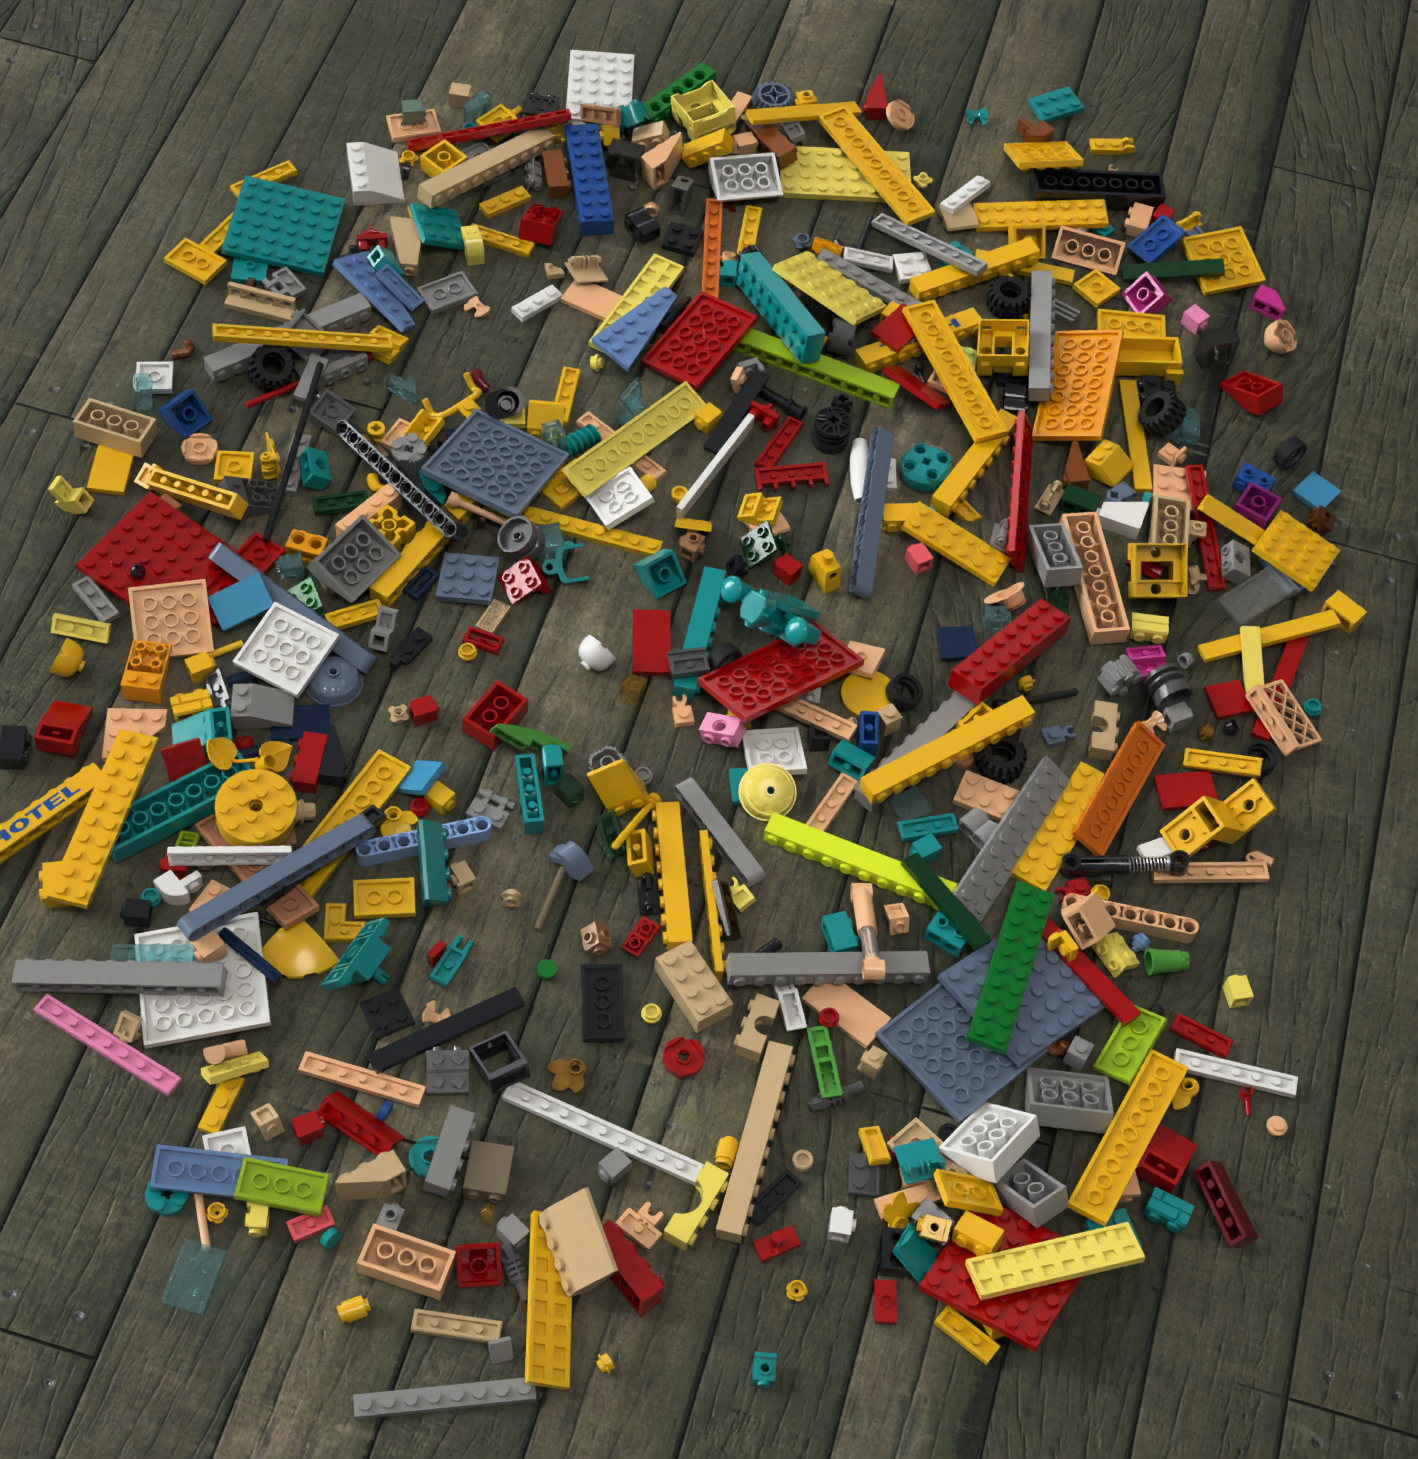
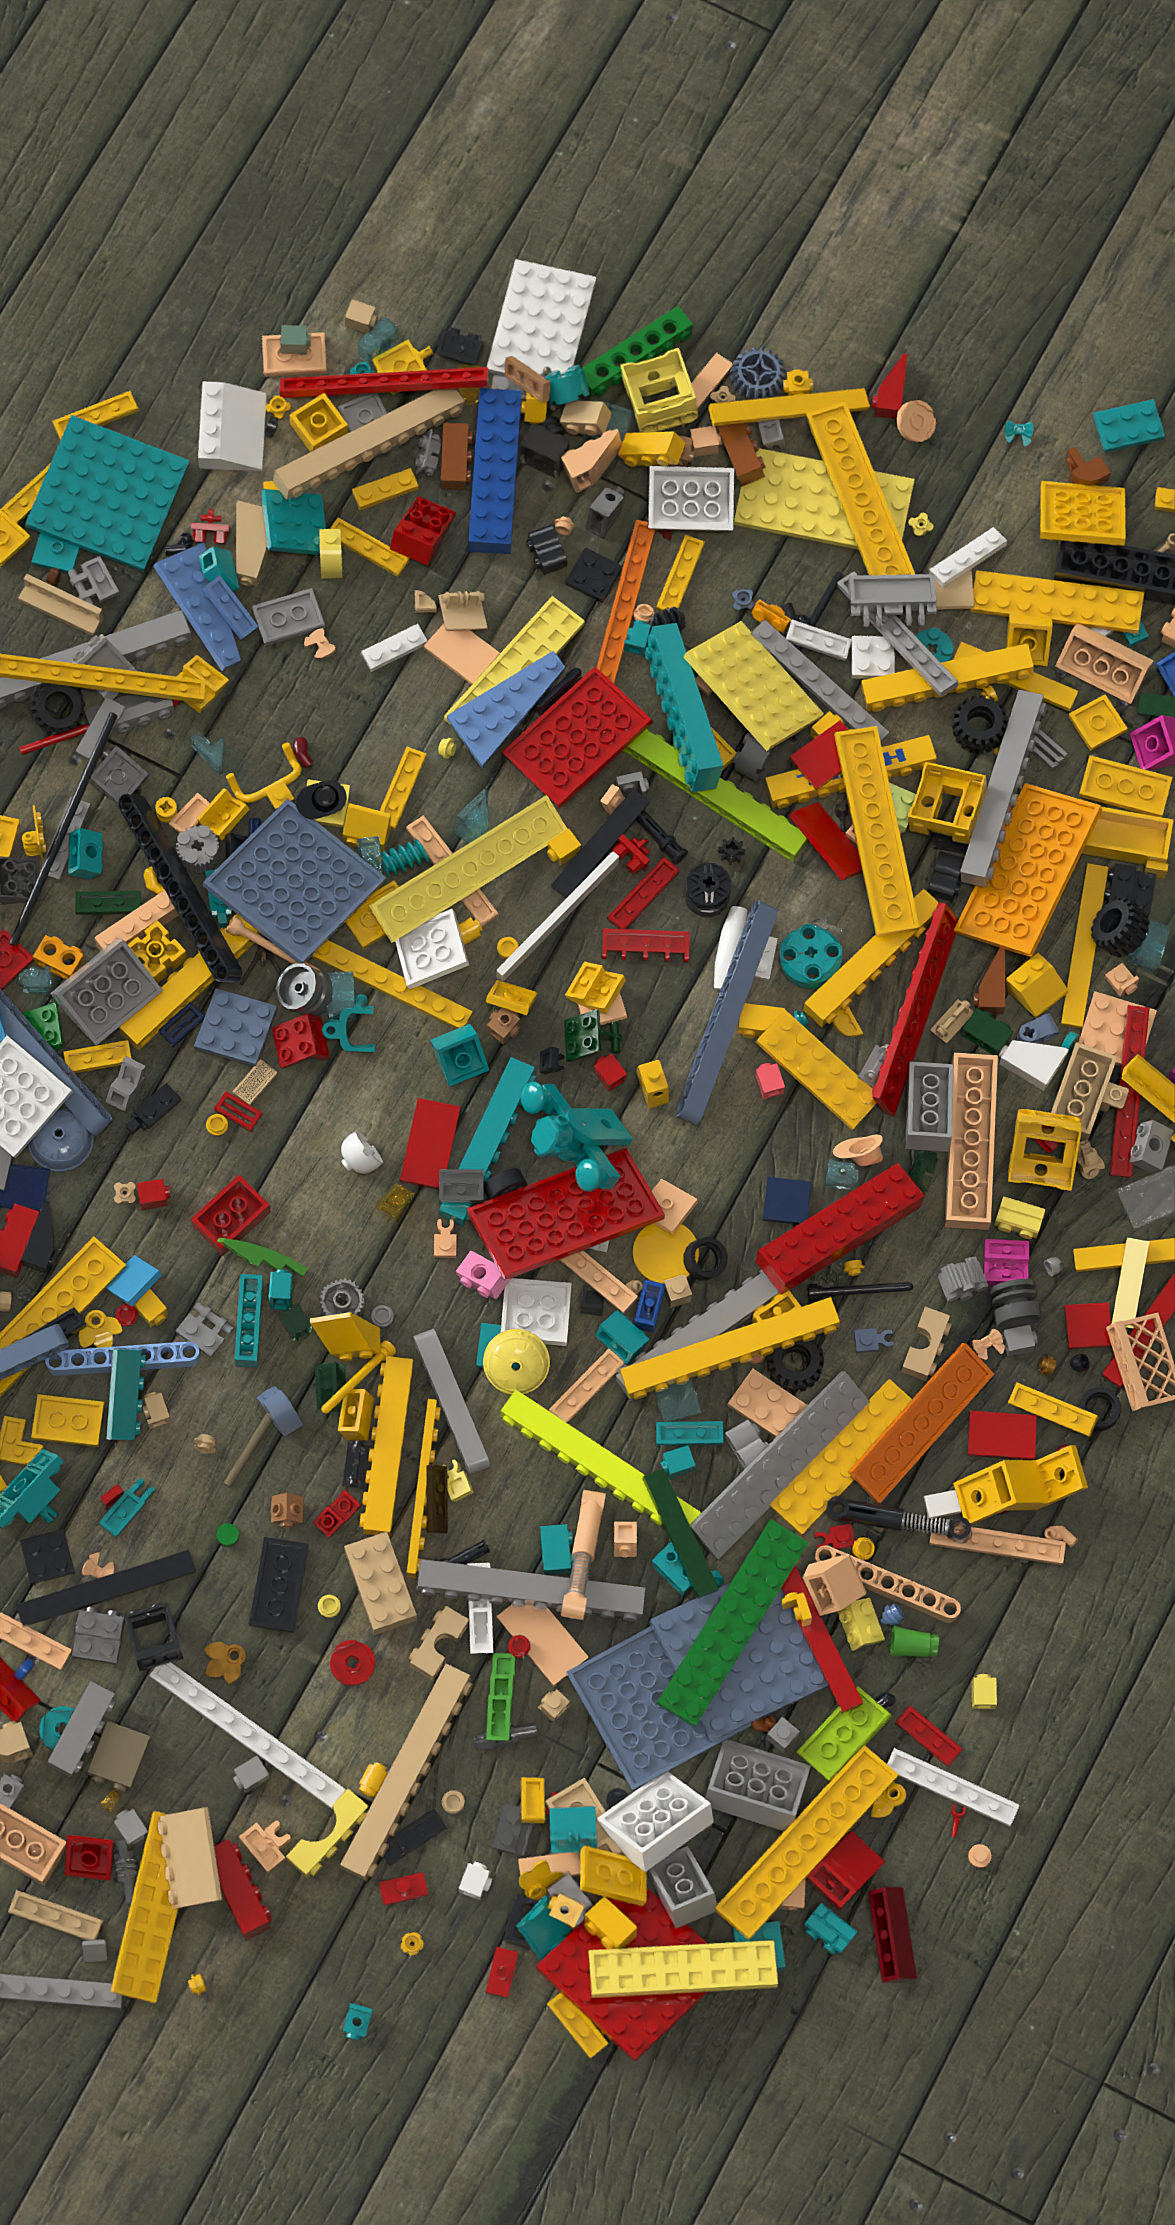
camera: 15 degrees right, 15 degrees up
(922, 217) = (893, 594): none -> light grey hinge

